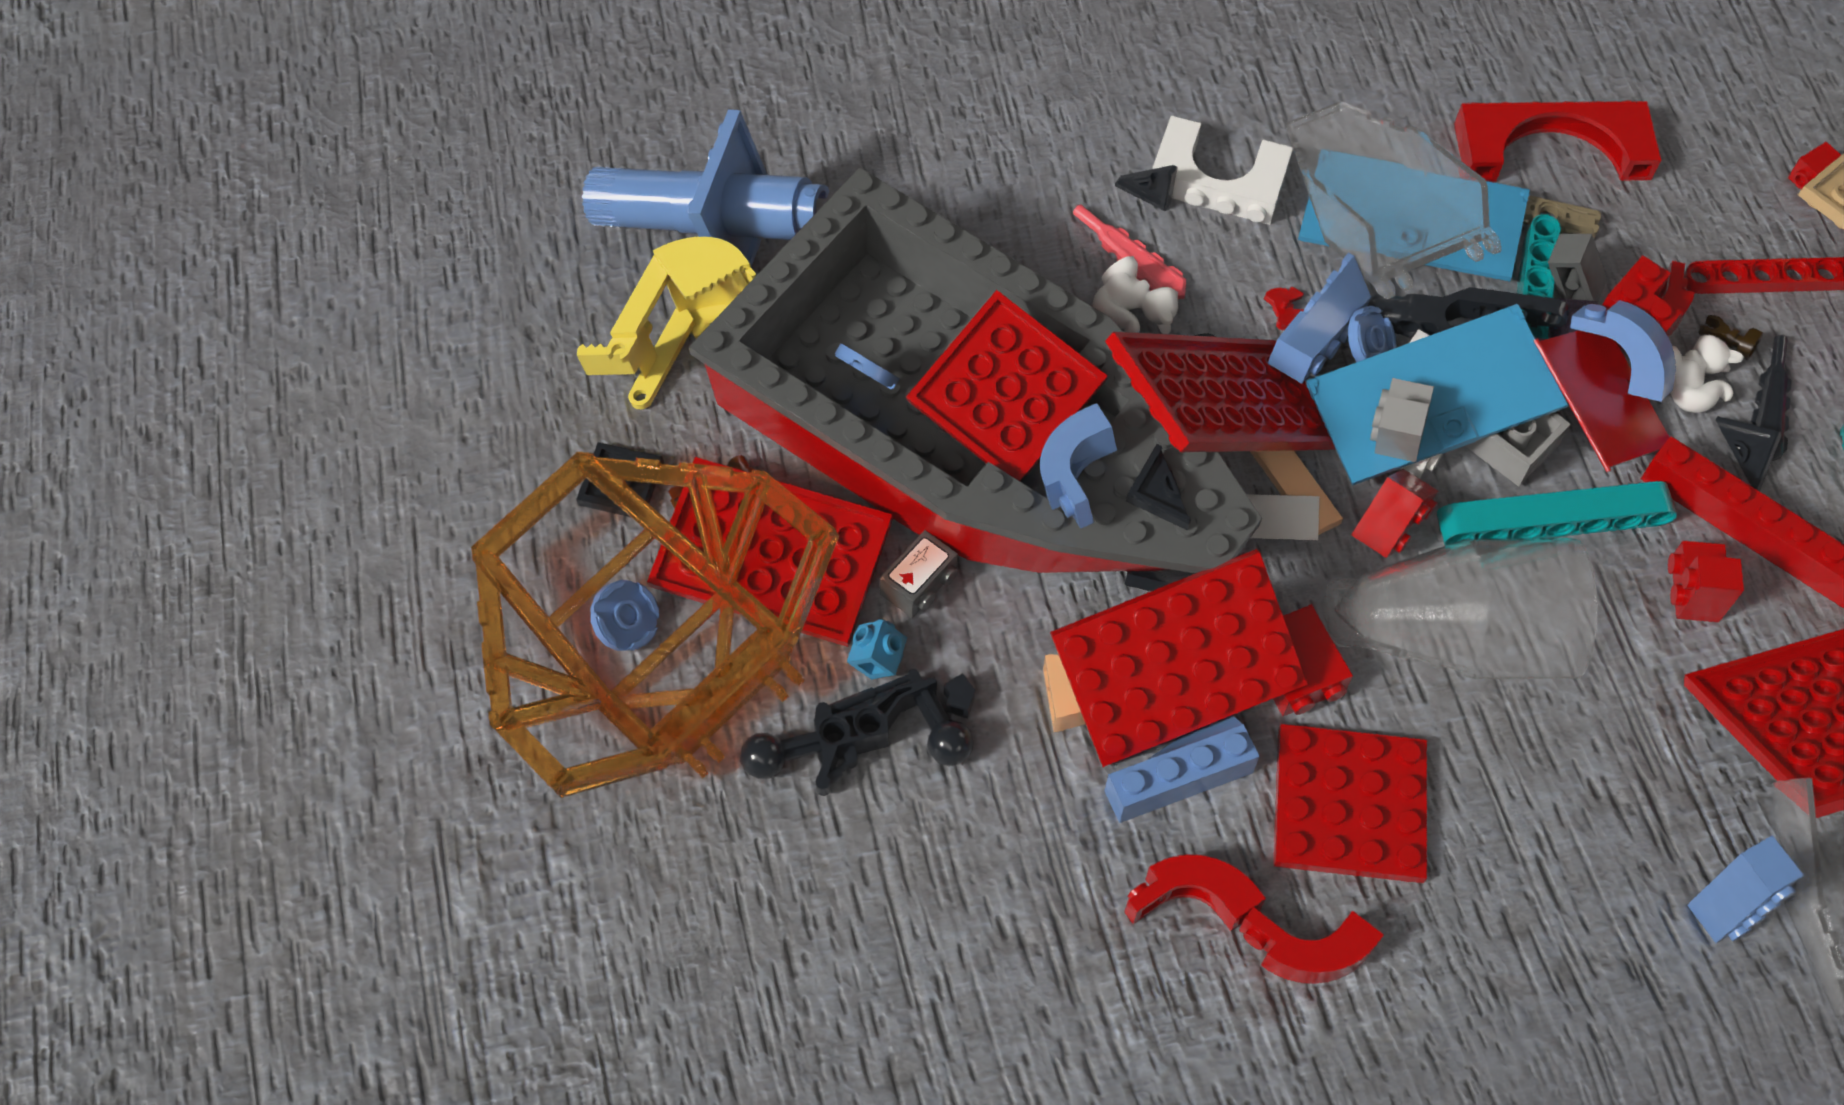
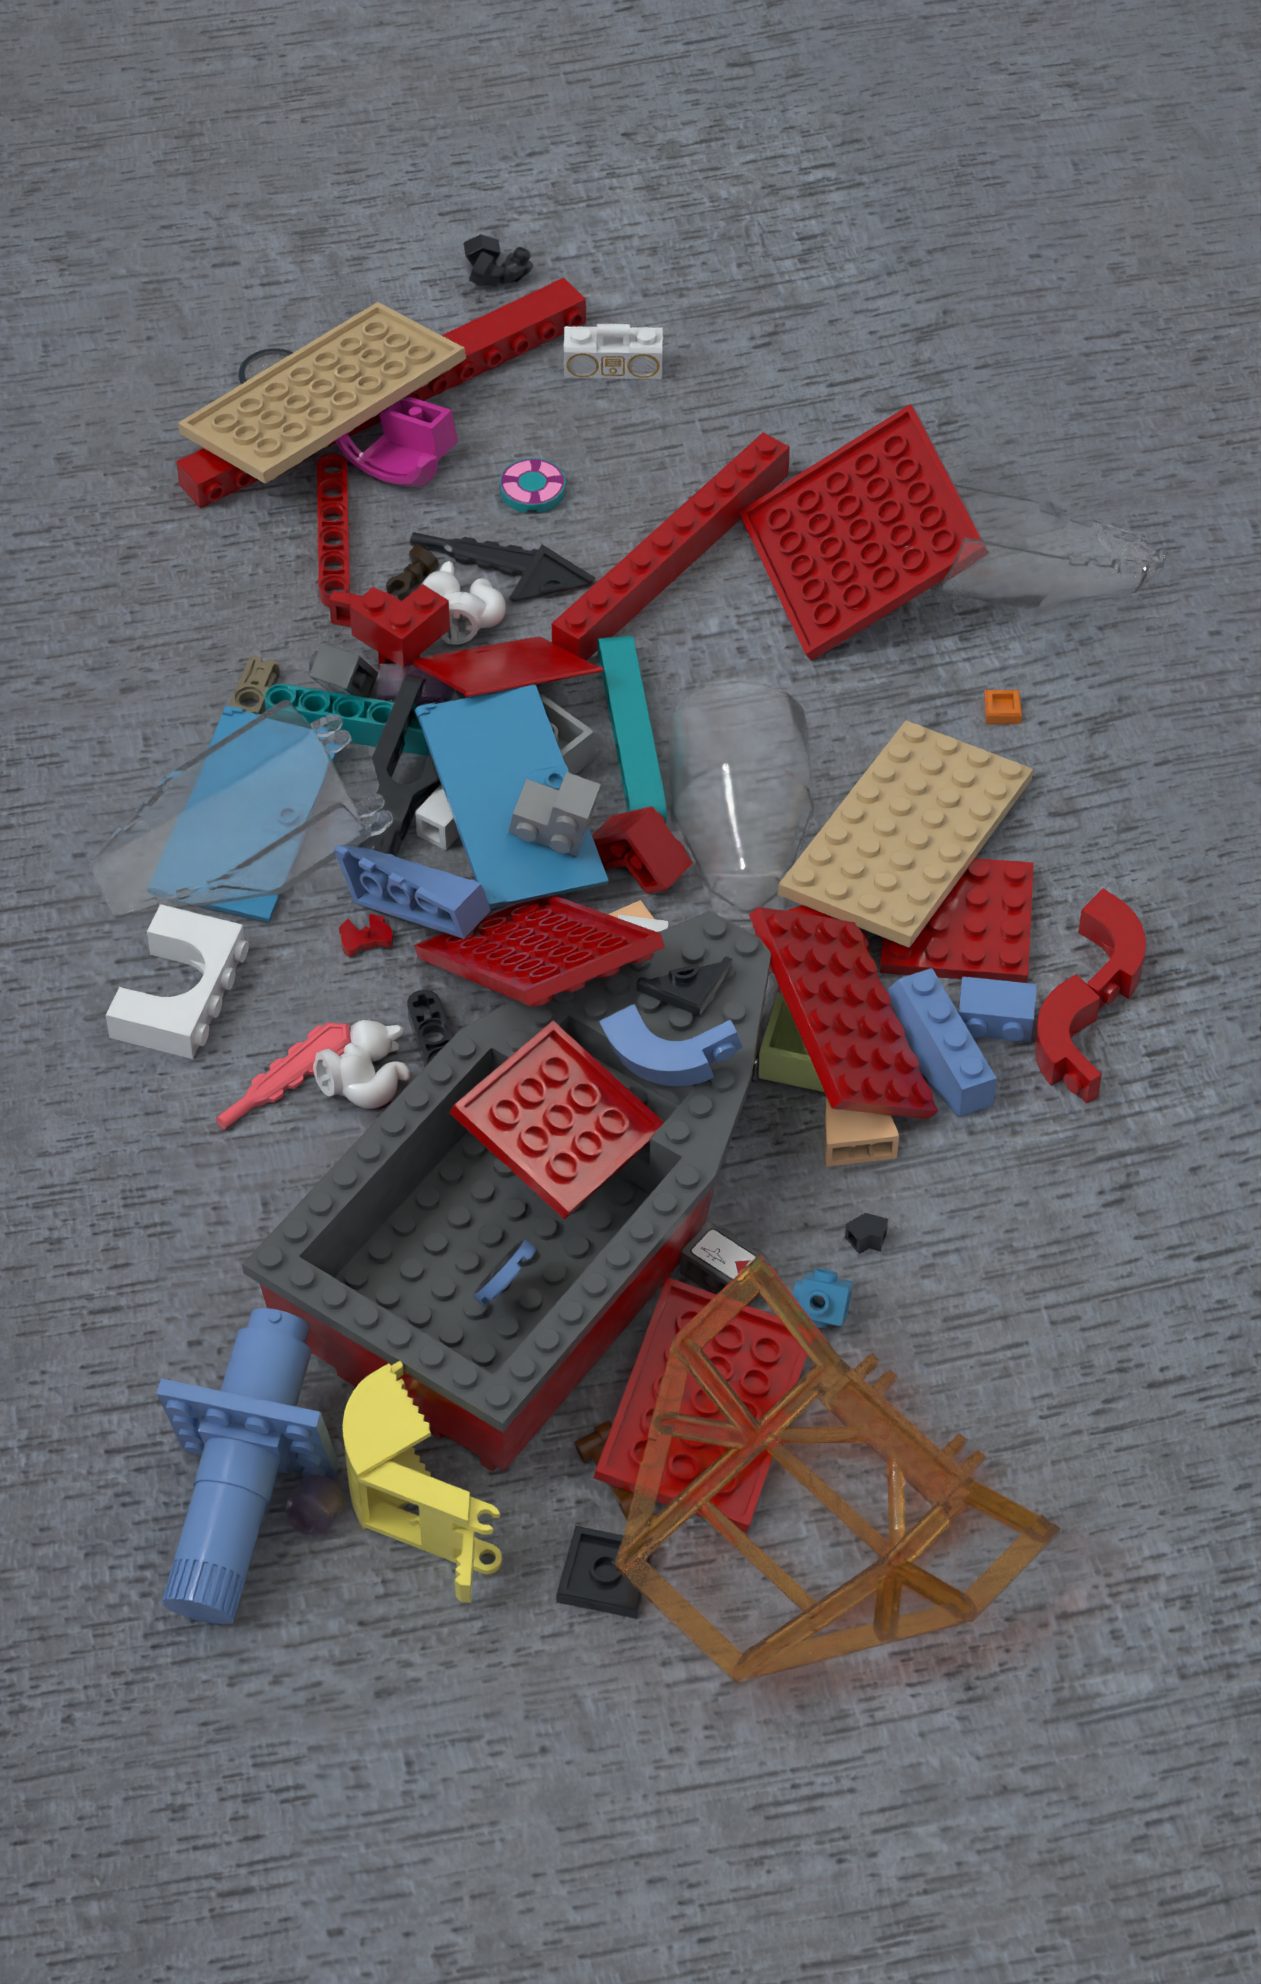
camera: 90 degrees left, 10 degrees down
(624, 615) = (800, 1541): medium blue tile -> none
(947, 743) = (925, 1239): black piece -> none
(1151, 185) = (201, 1044): black tile -> none
(1226, 823) = (998, 1008): none -> medium blue brick
(1370, 333) = (424, 853): medium blue tile -> none
(1448, 753) = (906, 833): none -> tan plate
(1616, 128) = (138, 629): red arch -> none
(1642, 339) = (446, 623): medium blue arch -> none
(1646, 867) = (1002, 706): none -> orange tile
(1704, 581) = (708, 627): red brick -> none
(1746, 891) = (1043, 619): medium blue wedge -> none

